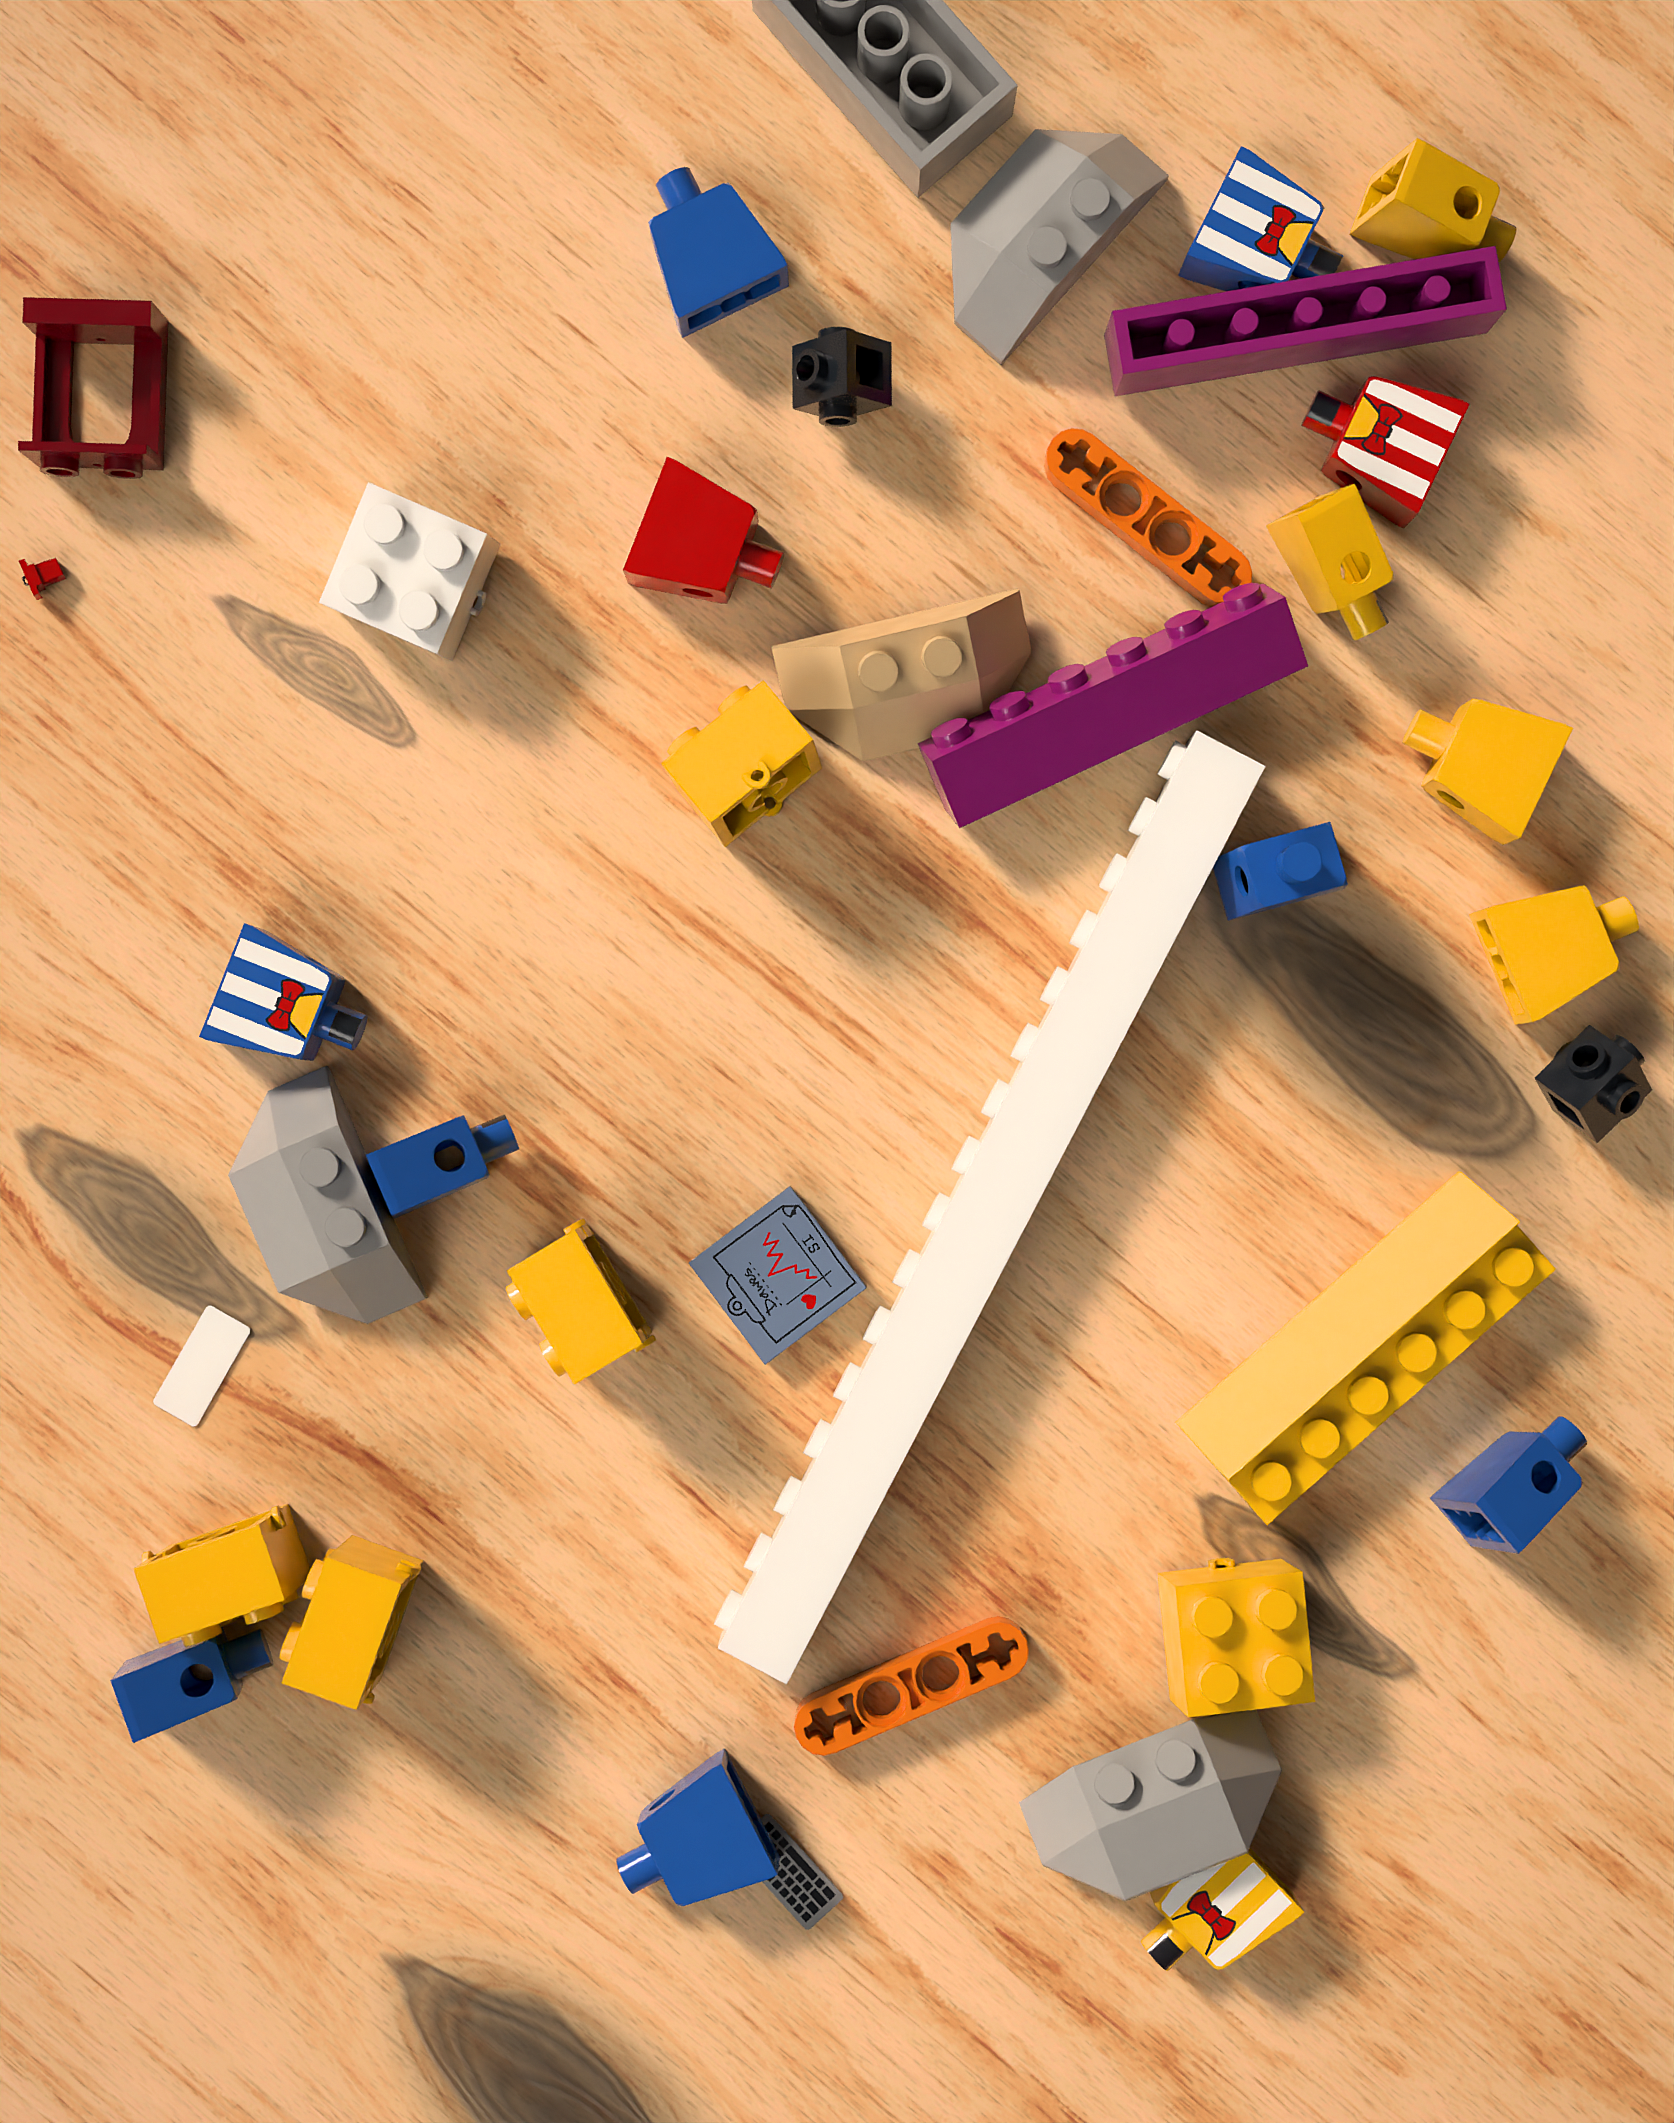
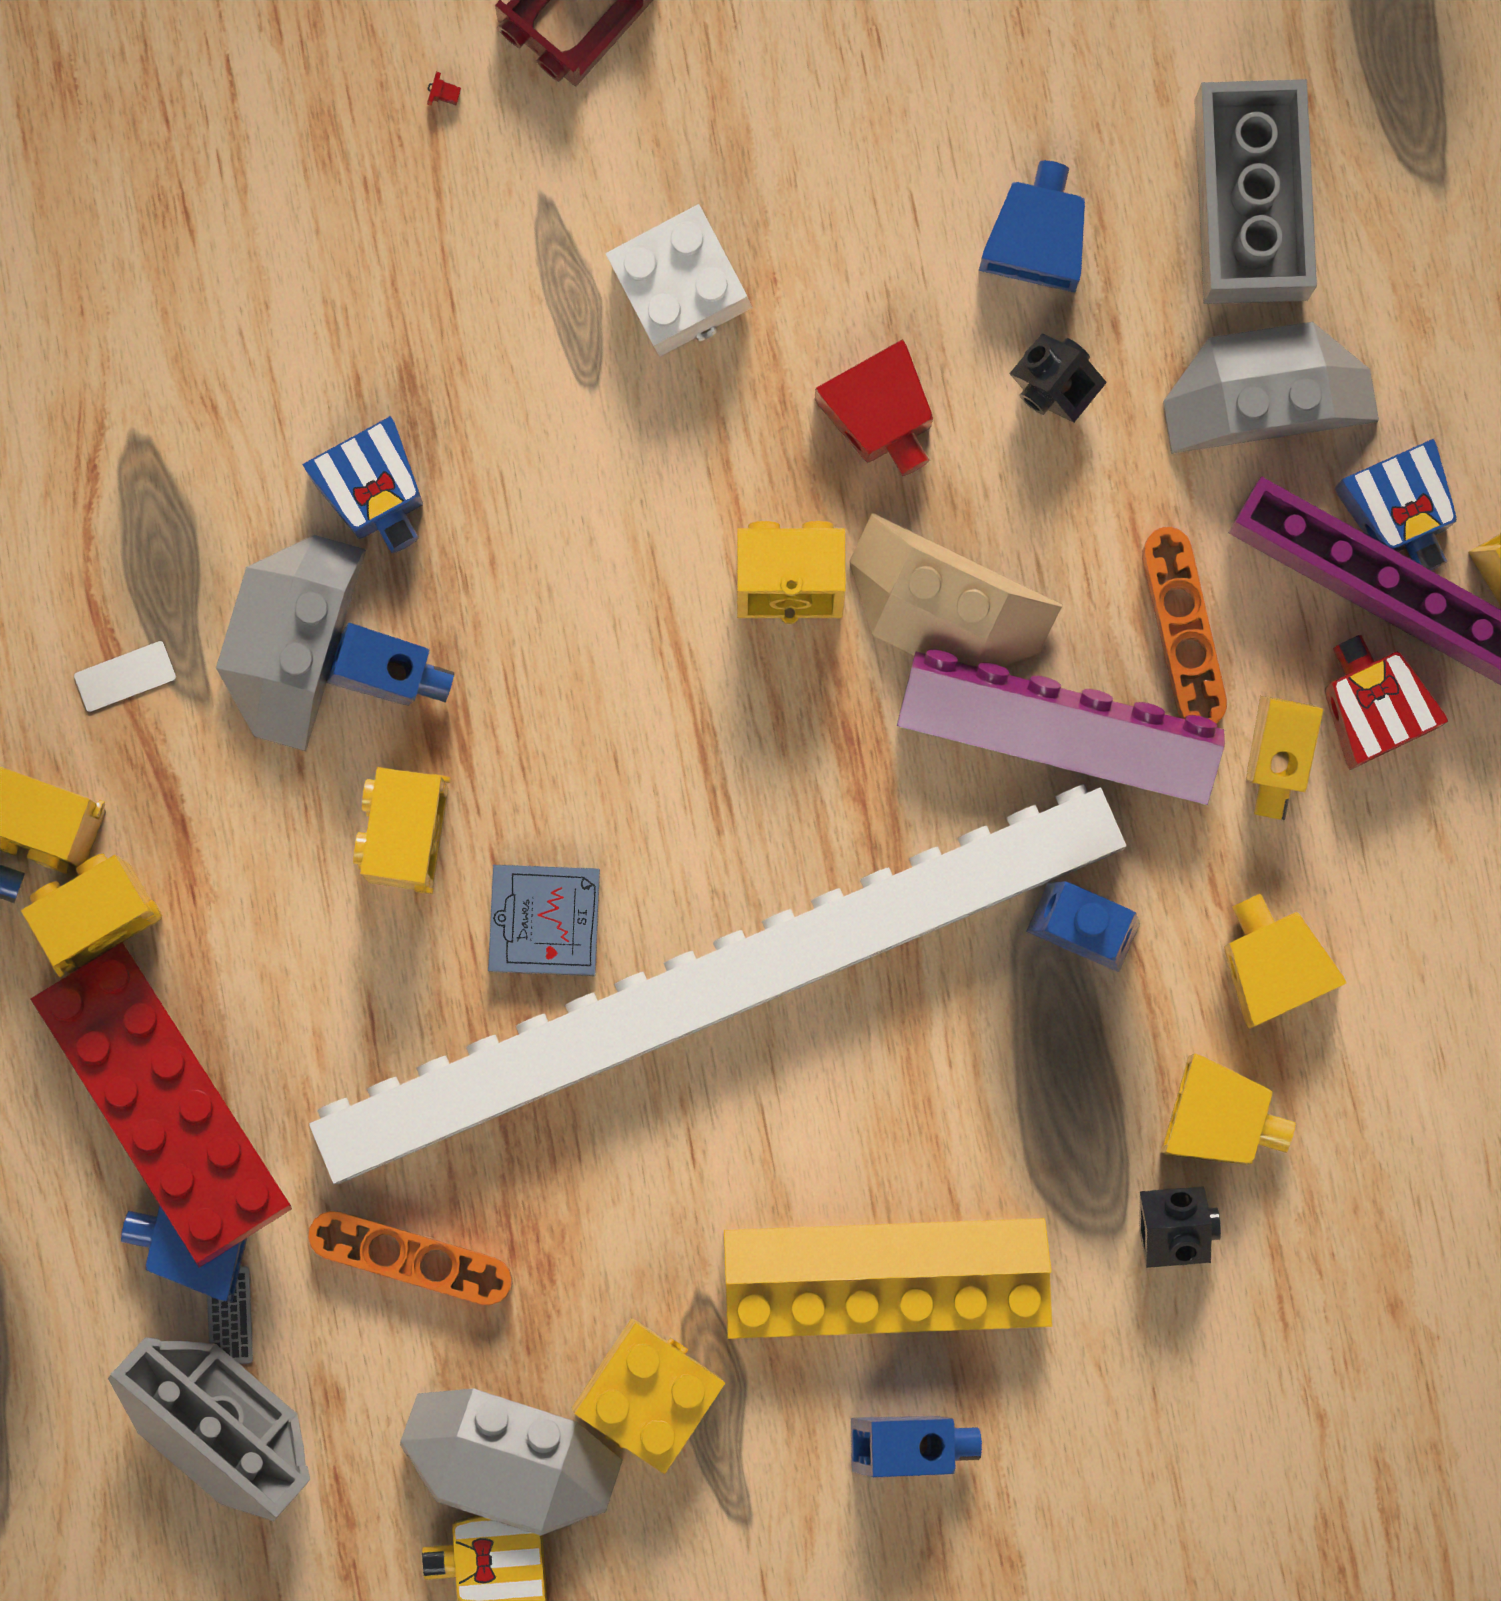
camera: 35 degrees right, 5 degrees down
(566, 1742) = (161, 1104): none -> red plate
(860, 1988) = (214, 1423): none -> light grey wedge

